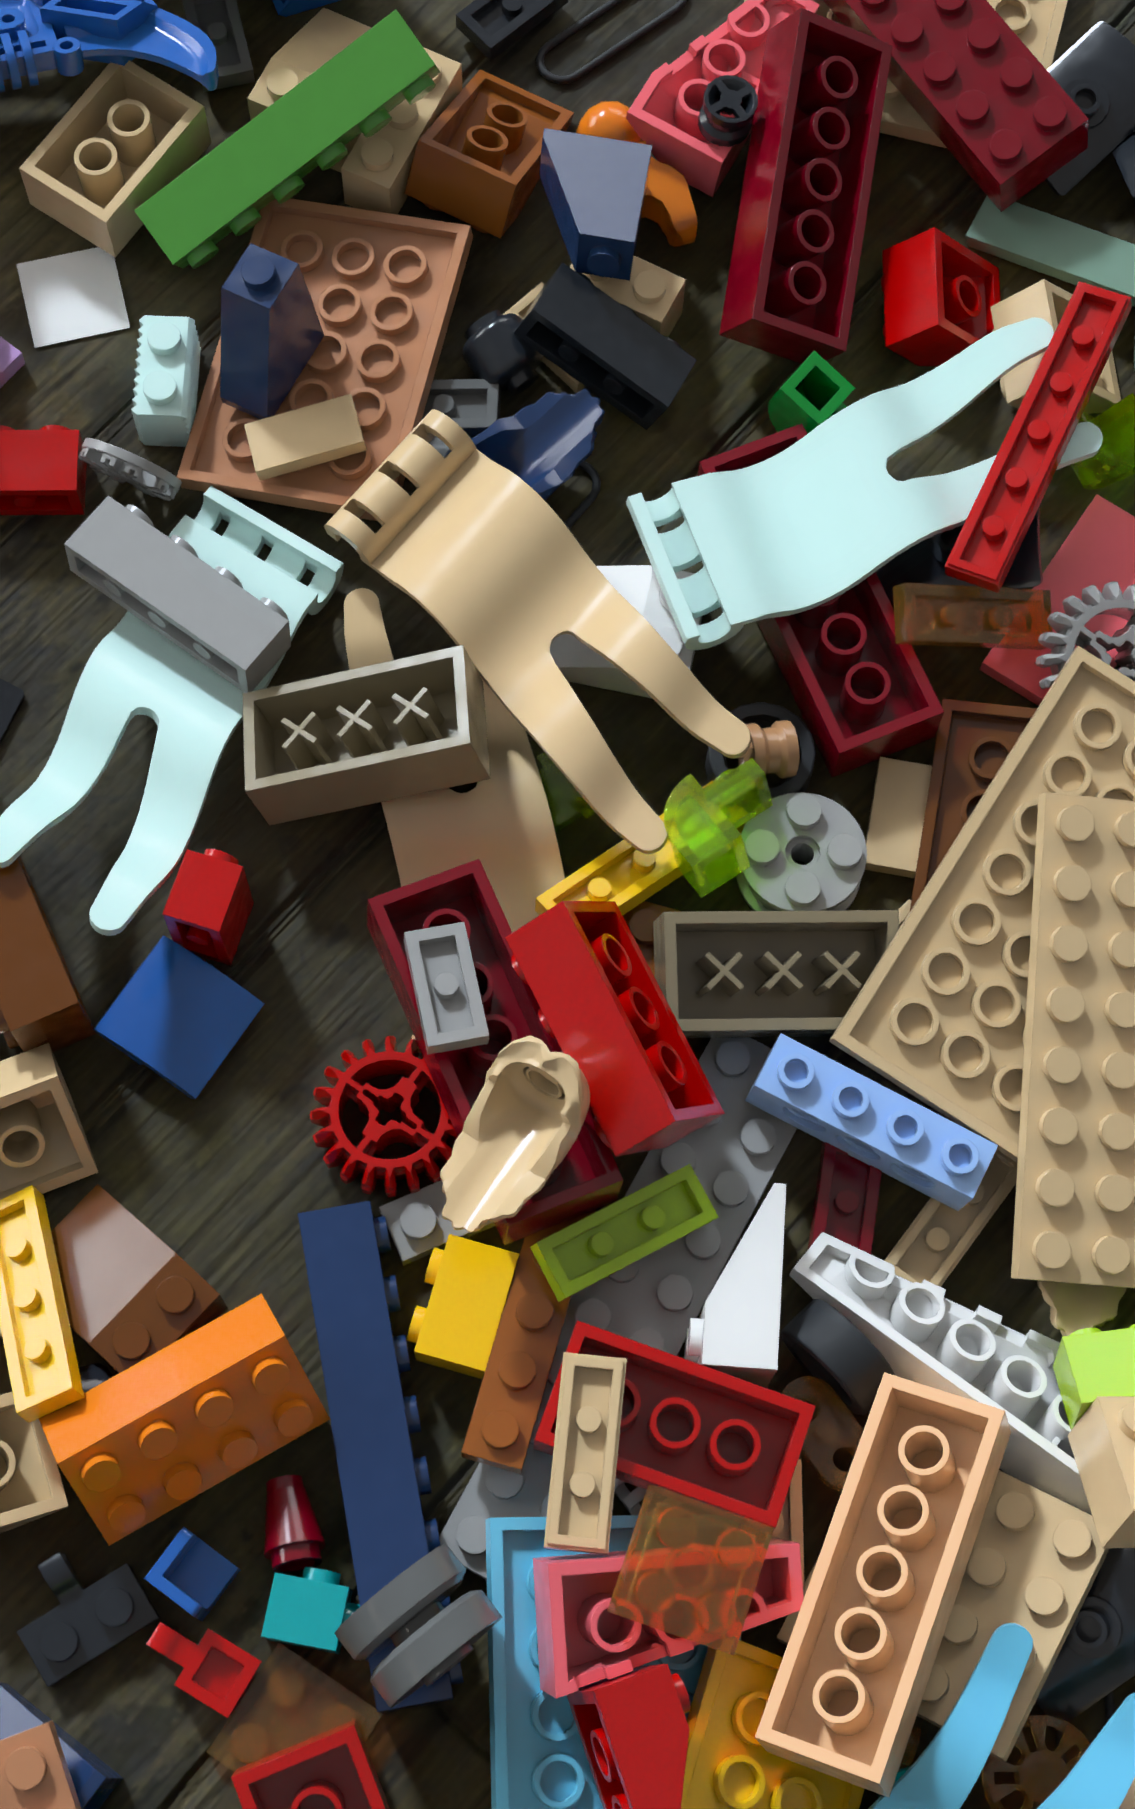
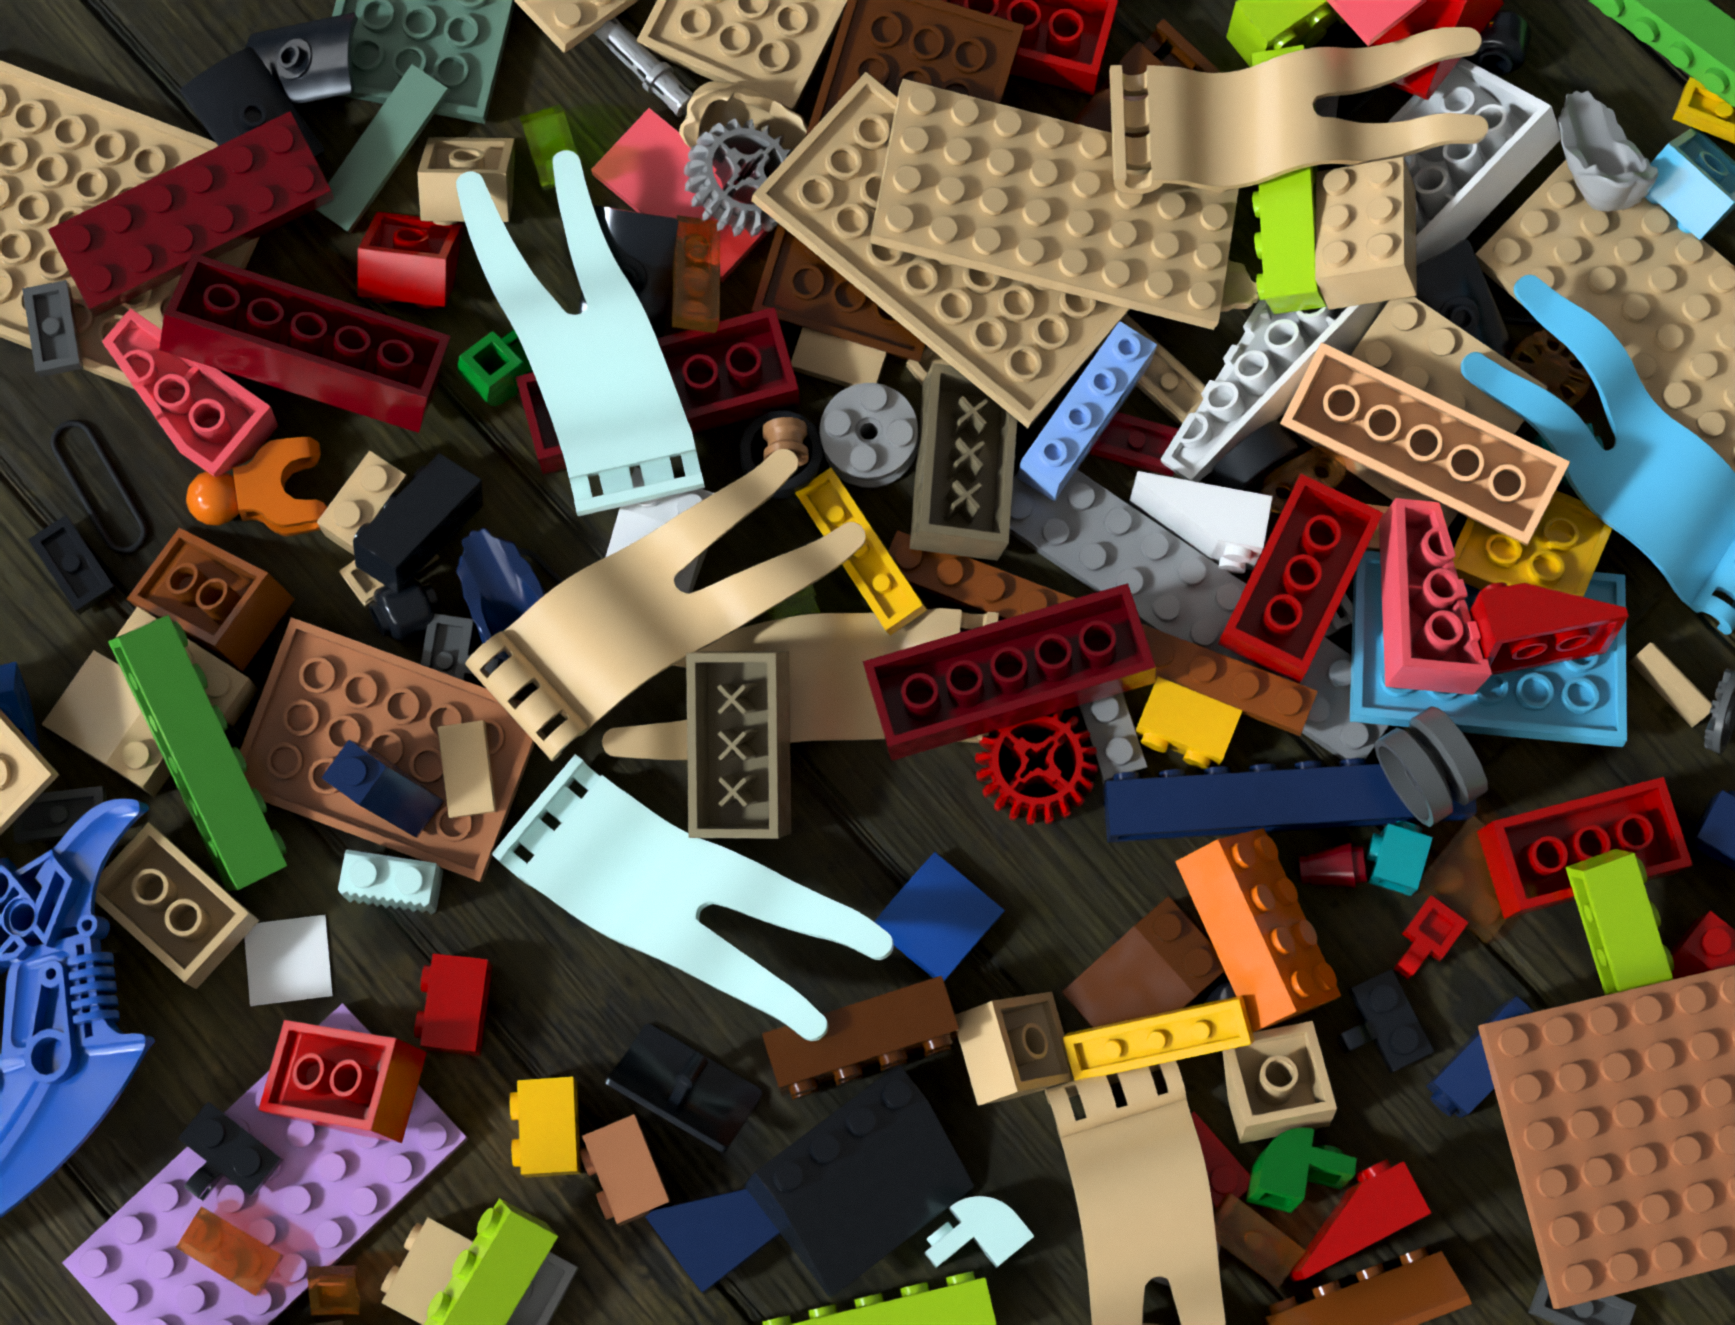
camera: 80 degrees left, 5 degrees up
(129, 468) = (473, 915): light grey wheel -> none
(179, 593) = (597, 879): light grey brick -> none
(192, 1574) = (1363, 941): blue panel -> none
(209, 905) = (859, 879): red brick -> none
(446, 988) = (972, 691): light grey plate -> none
(514, 1134) = (1097, 651): tan hair -> none
(585, 1453) = (1321, 635): tan tile -> none
(596, 198) = (295, 507): slope -> none
(616, 1025) = (1011, 576): red brick -> none
(624, 1232) = (1157, 600): lime plate -> none
(691, 1569) = (1412, 570): clear orange plate -> none
(706, 821) = (855, 498): clear neon green brick -> none
(727, 96) = (228, 381): black wheel -> none
(1038, 437) = (562, 196): red tile -> none

